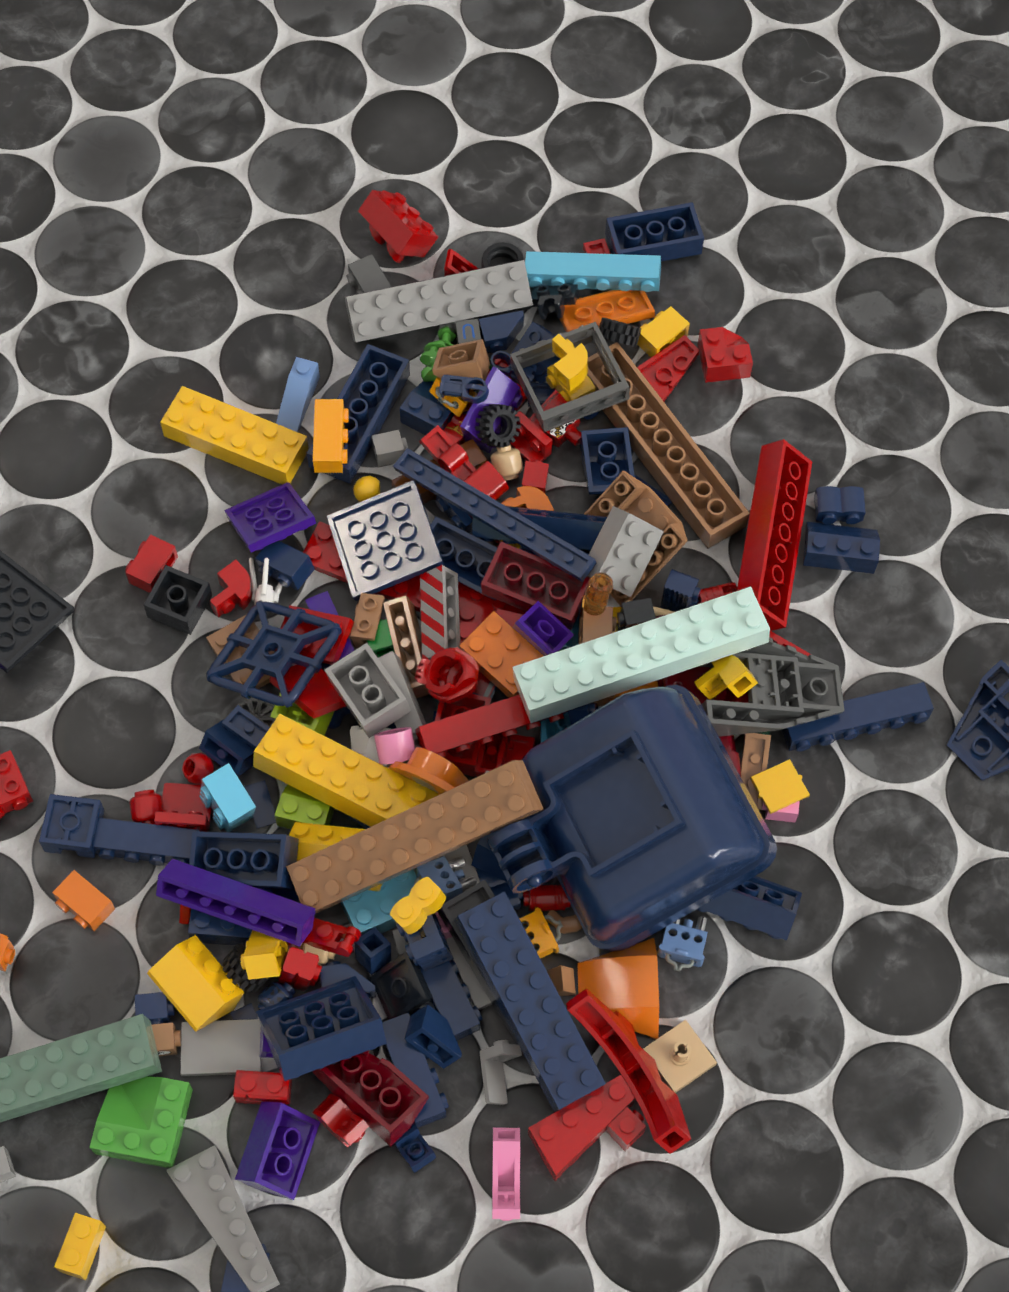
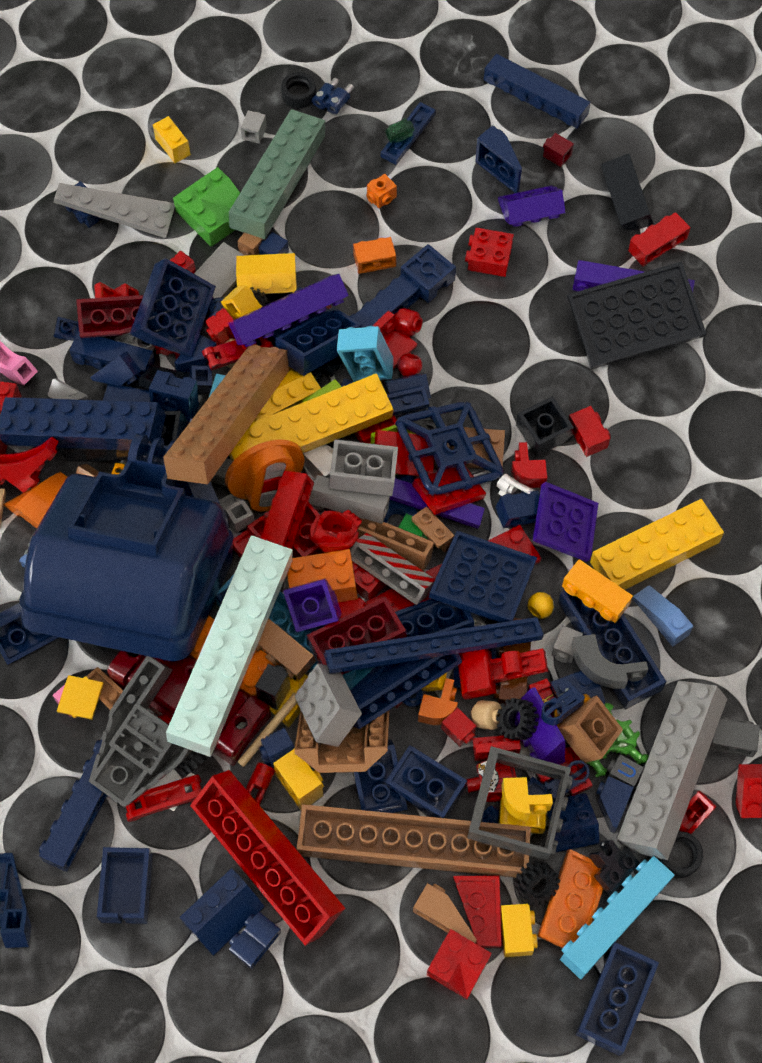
camera: 130 degrees right, 0 degrees up
(277, 1150) = (131, 257): dark purple slope -> none
(394, 745) = (312, 460): bright pink piece -> none
(398, 403) = (600, 669): none -> dark grey arch
(422, 901) = (183, 384): yellow brick -> none
(596, 247) = (639, 941): red plate -> none
(597, 593) = (306, 659): clear orange piece -> none
(693, 554) = (299, 779): none -> yellow brick
(697, 395) = (439, 910): none -> medium nougat slope
(726, 673) = (166, 702): yellow brick -> none
(891, 625) = (125, 885): none -> dark blue piece

